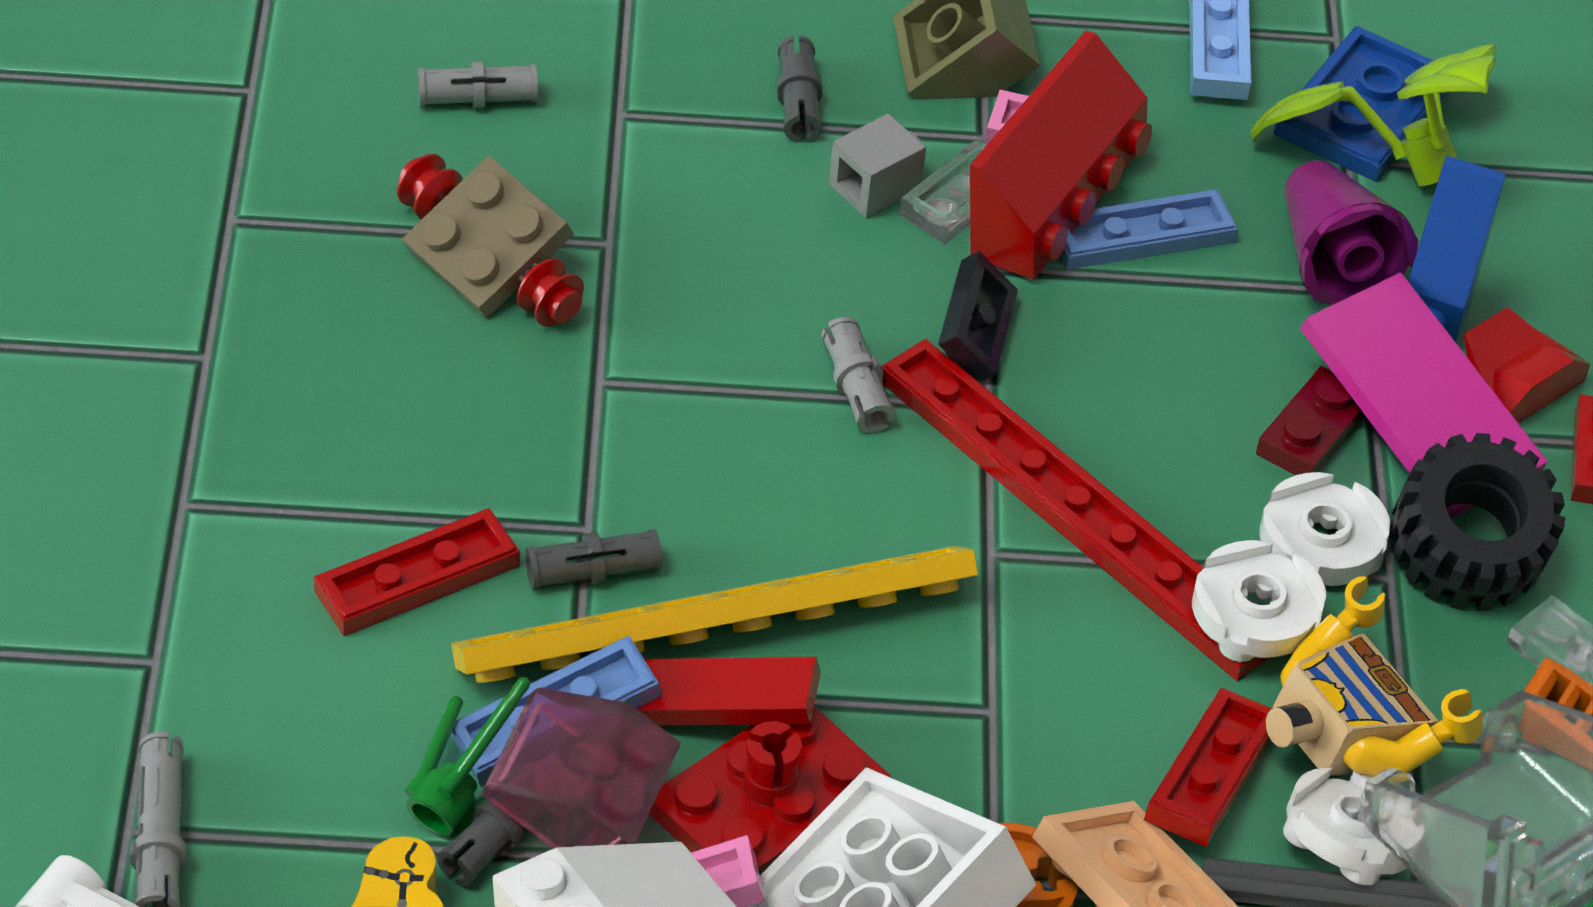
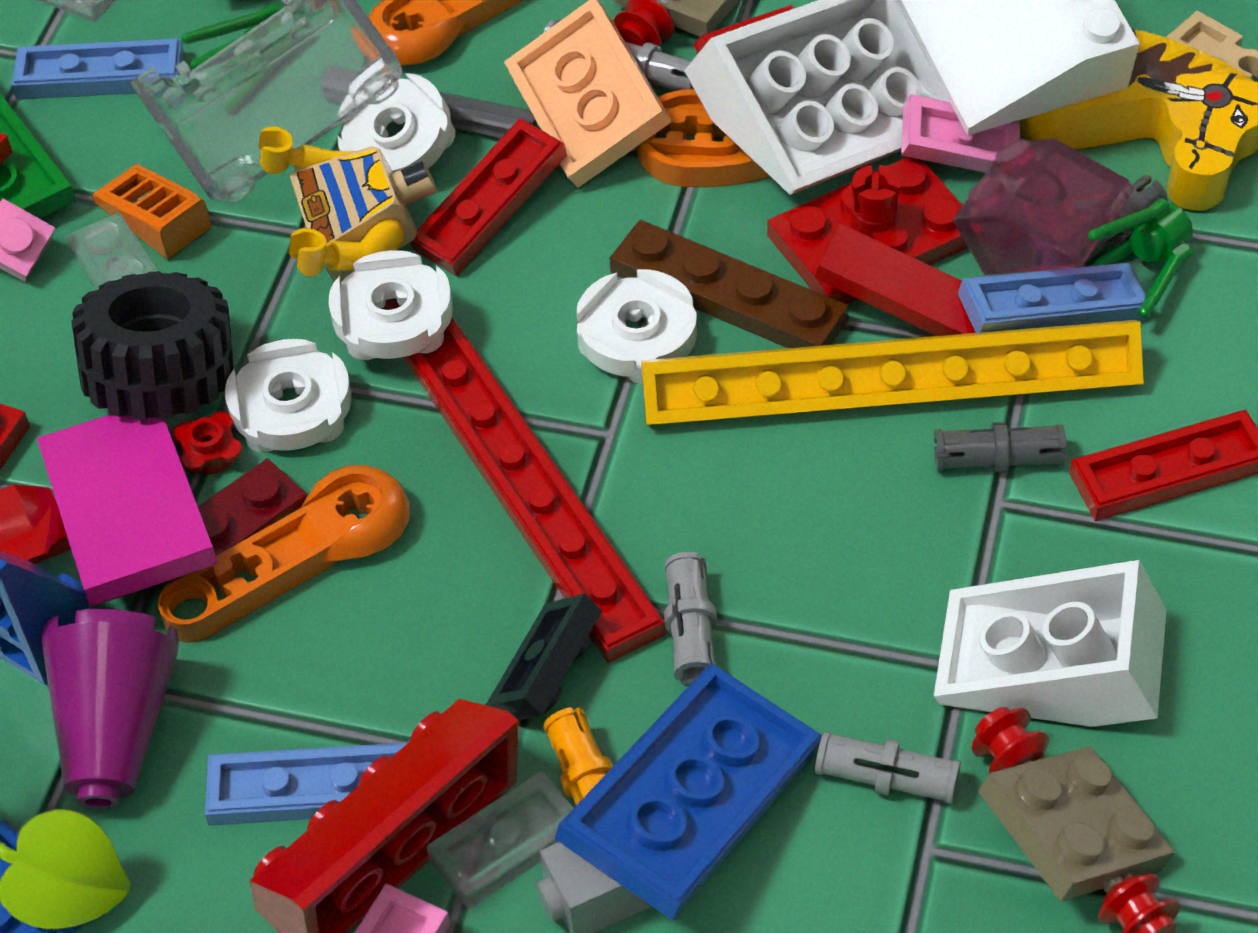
camera: 160 degrees left, 5 degrees up
(517, 369) = (1057, 644): none -> white slope
(653, 277) = (840, 756): none -> light grey pin
(815, 215) = (689, 790): none -> blue tile
(908, 241) = (576, 751): none -> light orange pin
(927, 709) = (733, 288): none -> reddish brown plate
(991, 672) = (651, 295): none -> white plate
(1221, 425) = (293, 549): none -> orange beam
(1380, 474) = (208, 456): none -> red plate

